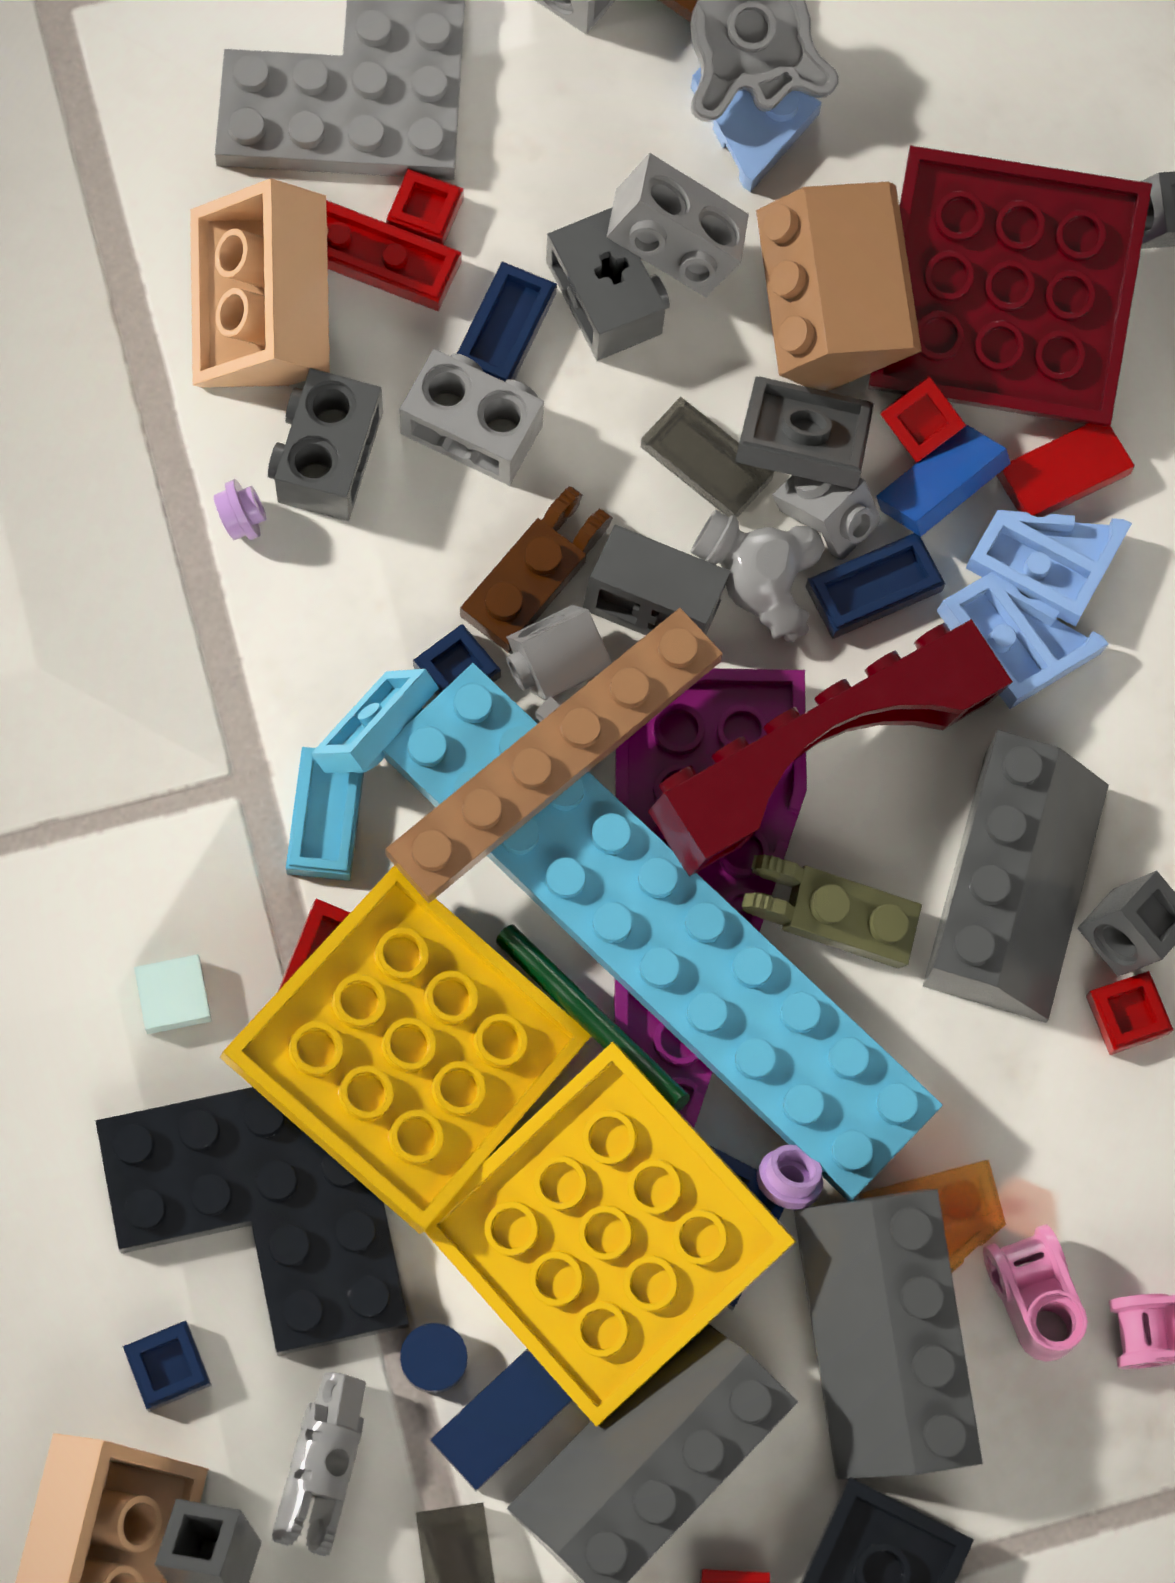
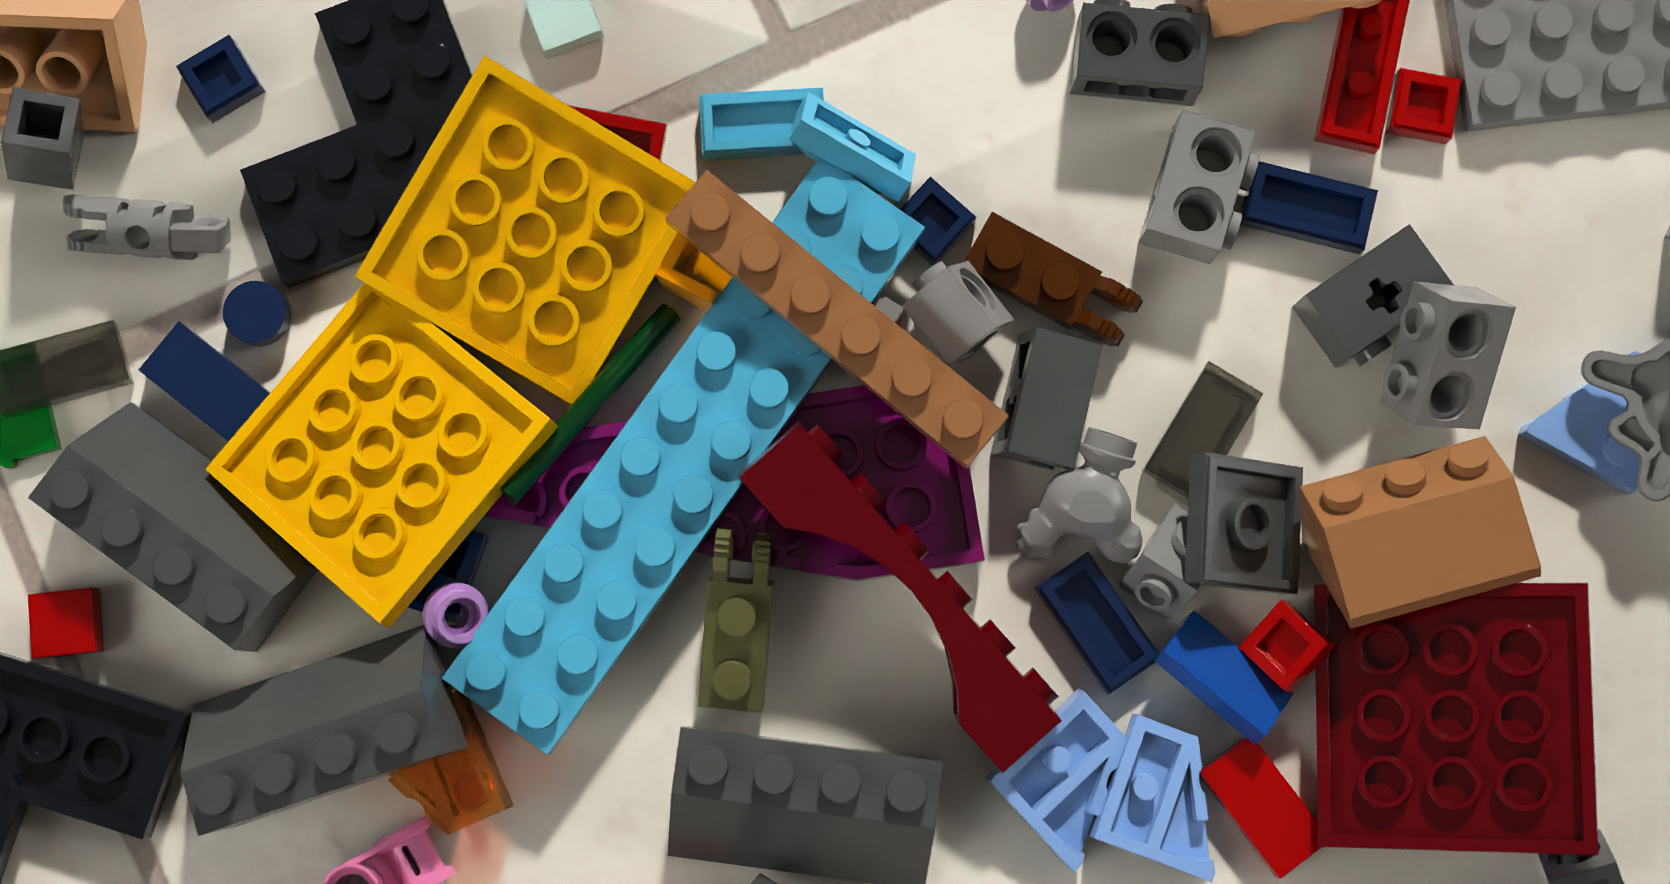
camera: 90 degrees right, 10 degrees up
(479, 896) = (691, 274): none -> light orange panel

